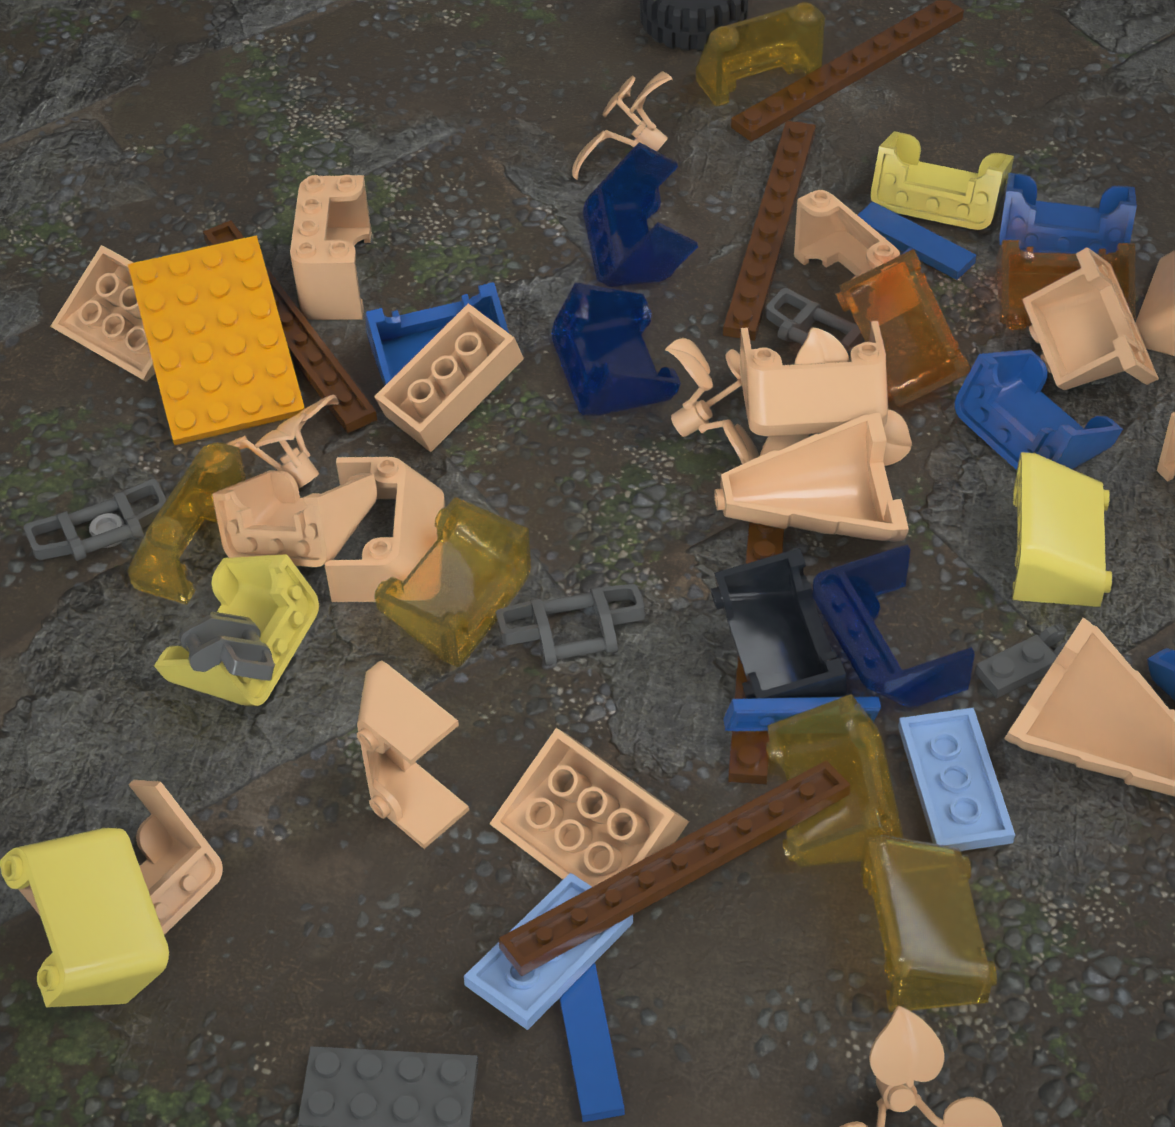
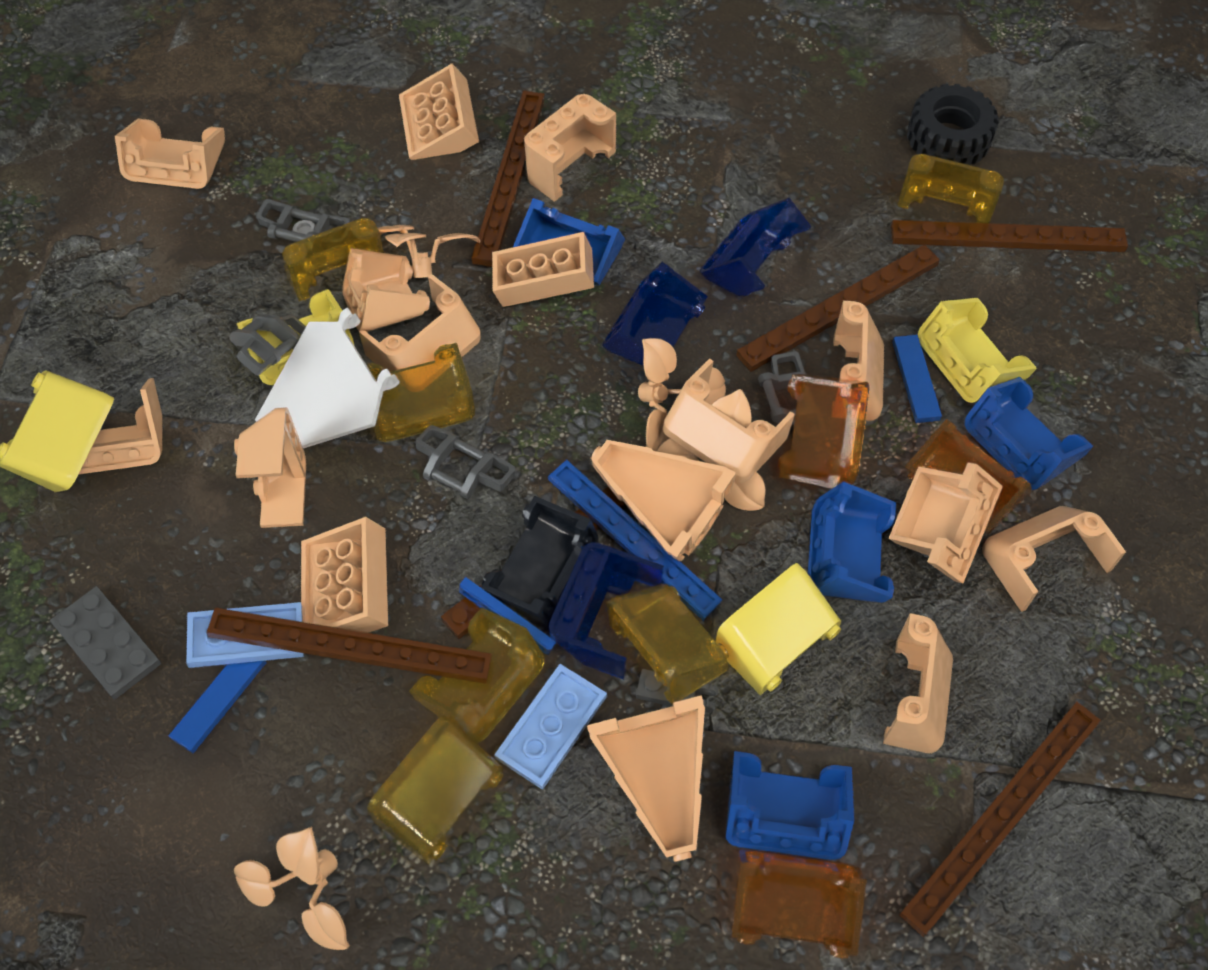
camera: 40 degrees right, 10 degrees up
(216, 340) = (453, 159): light orange plate -> none
(332, 630) = (328, 384): none -> white flag
(645, 131) = (825, 195): light nougat plant -> none
(736, 549) = (633, 537): none -> blue tile
(975, 607) = (668, 639): none -> clear yellow windscreen

